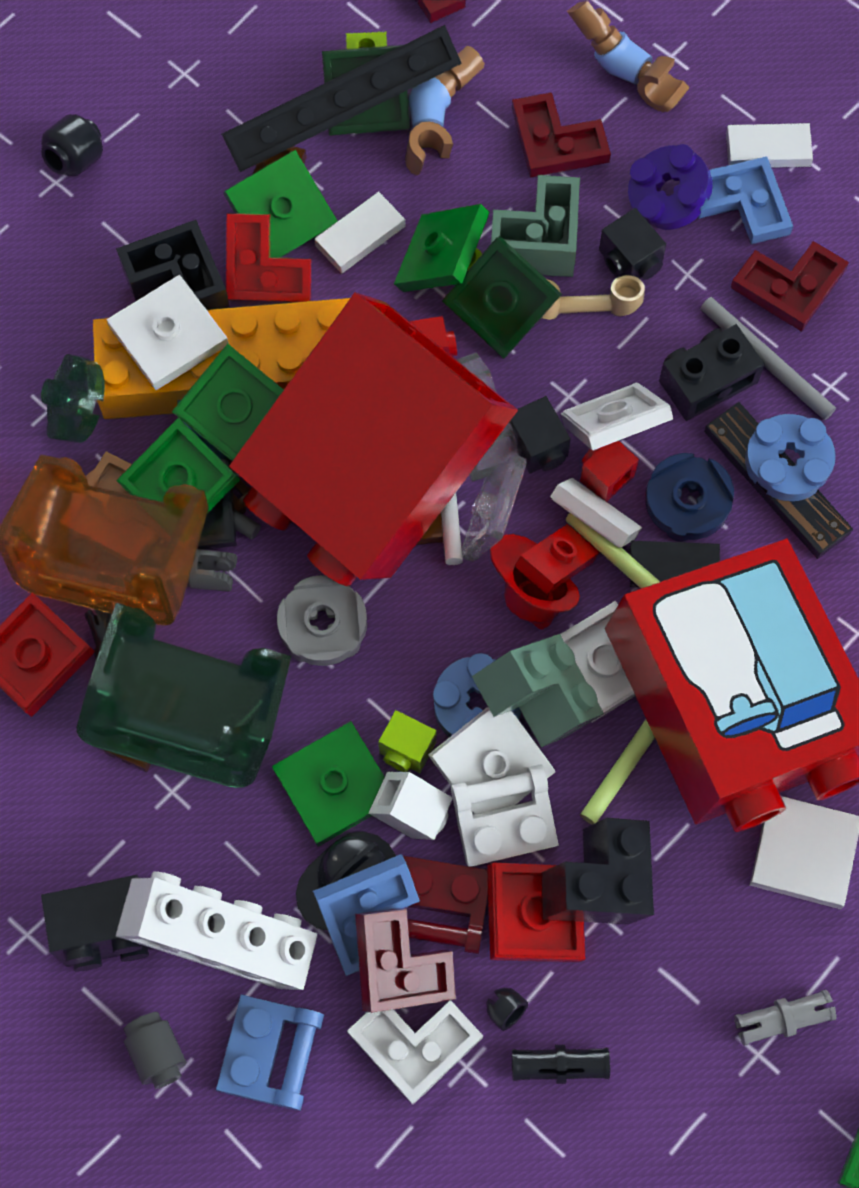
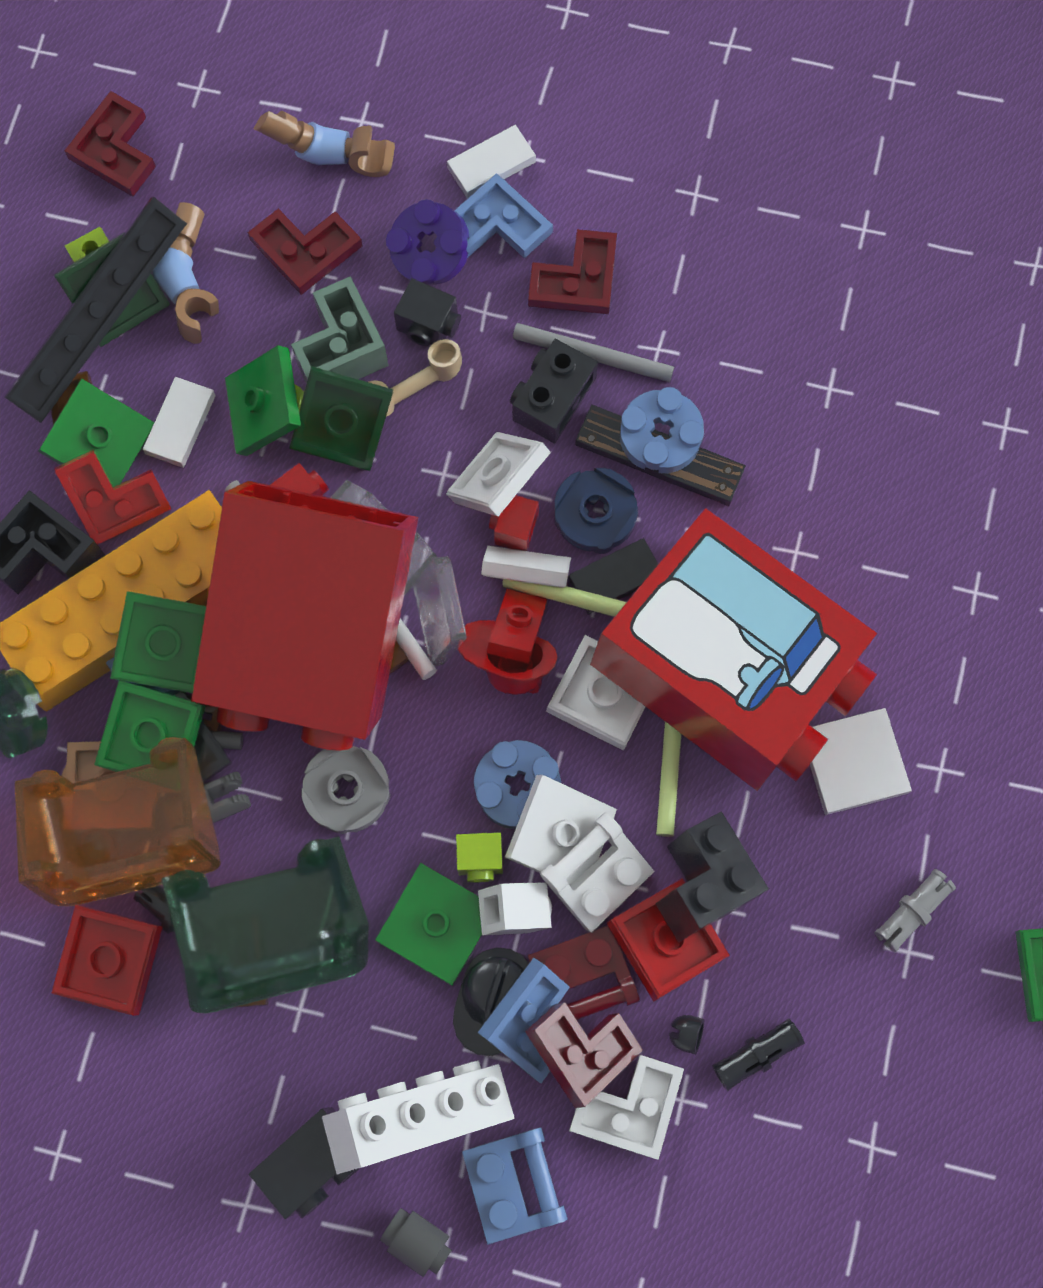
camera: 30 degrees left, 5 degrees up
(167, 332) = (64, 608): white plate -> none
(540, 436) = (443, 524): black brick -> none
(545, 687) = (572, 745): sand green brick -> none

